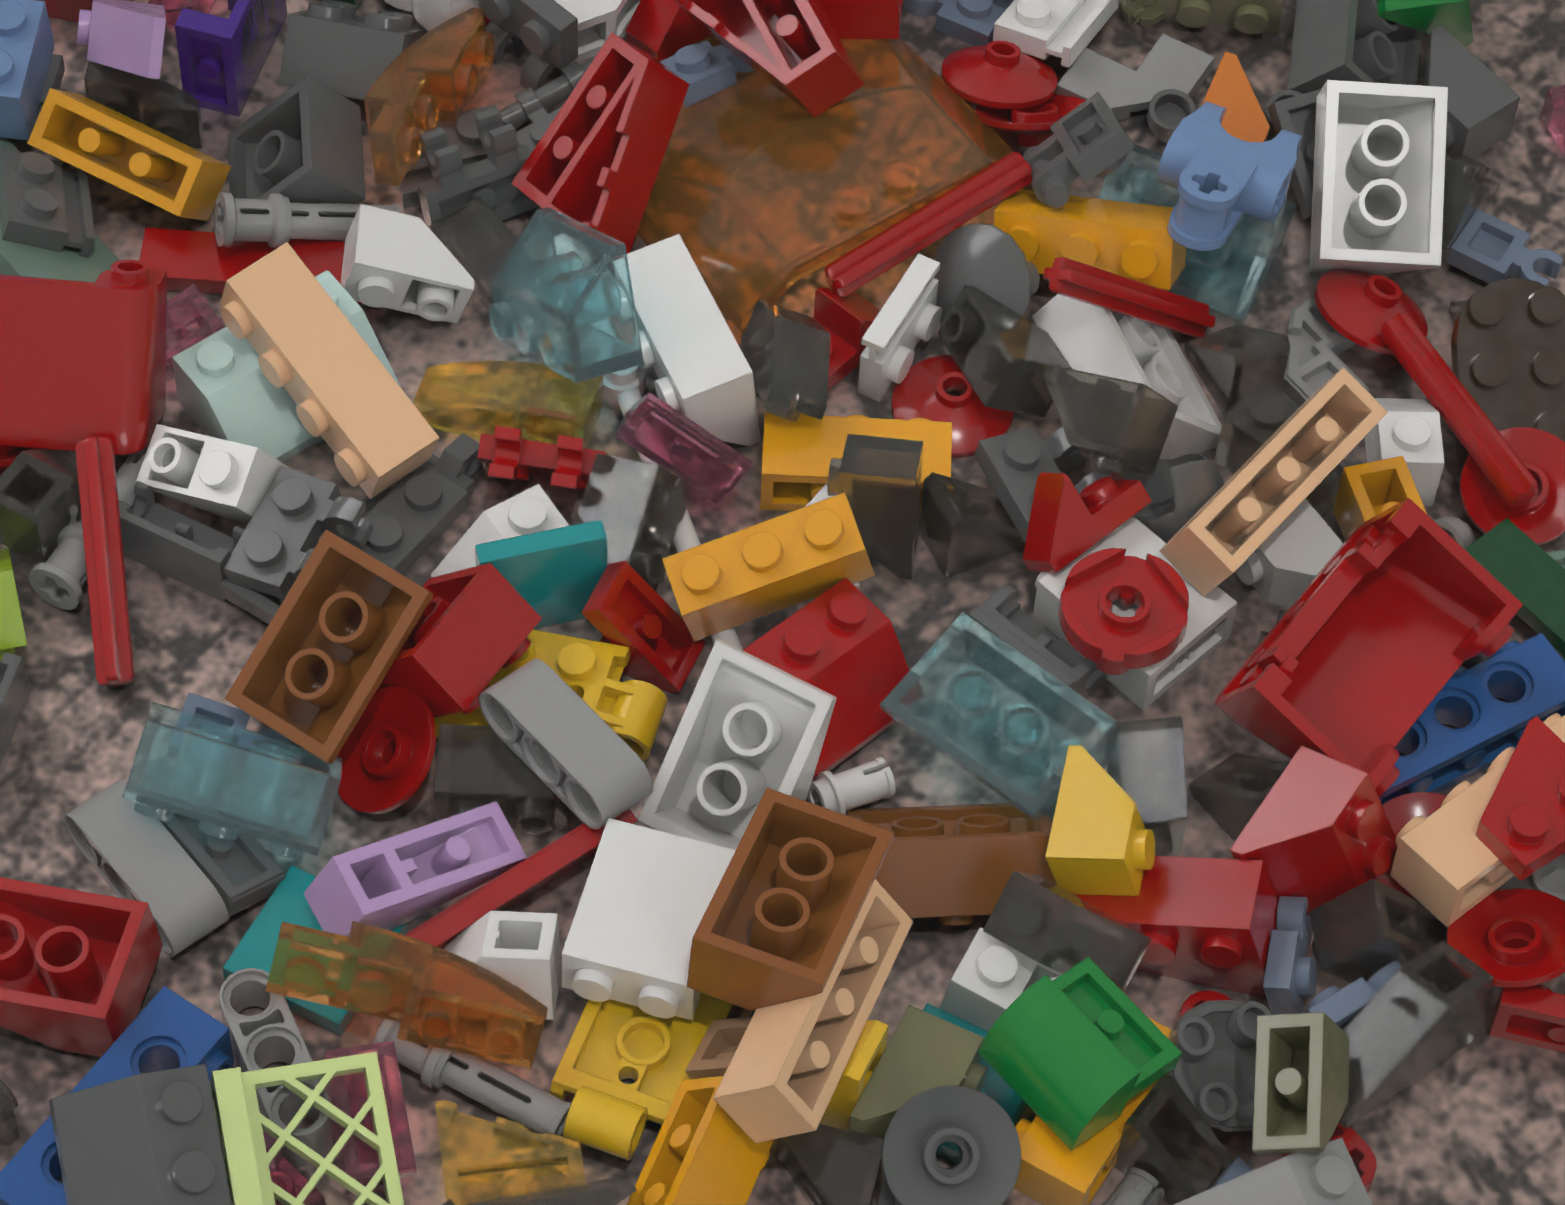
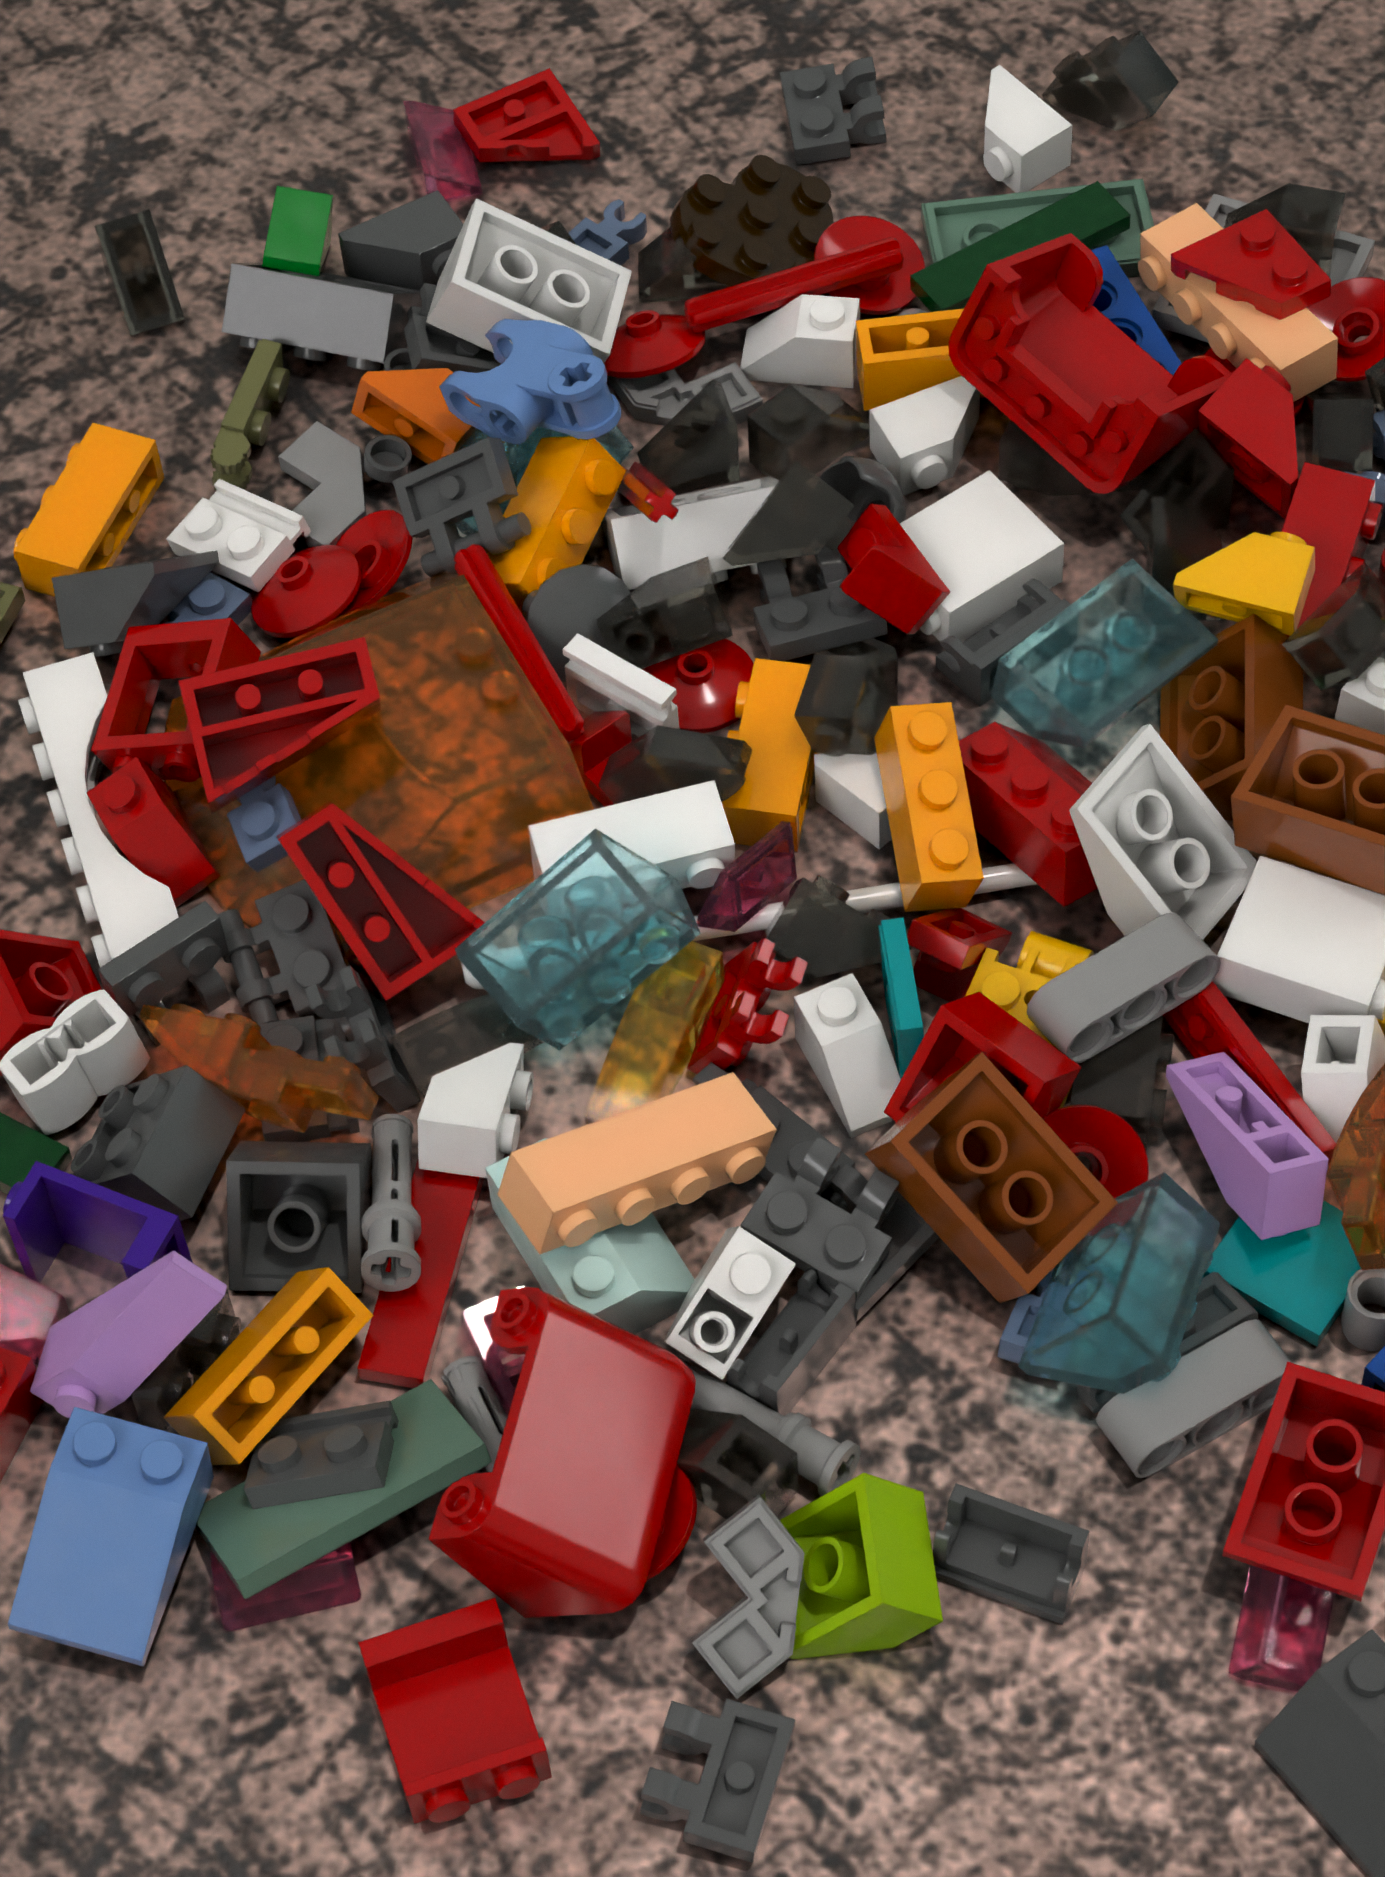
camera: 75 degrees left, 0 degrees up
(104, 562) = (830, 1406): red axle -> none
(1119, 641) = (1003, 570): red plate -> none
(1273, 482) = (890, 404): light nougat brick -> none

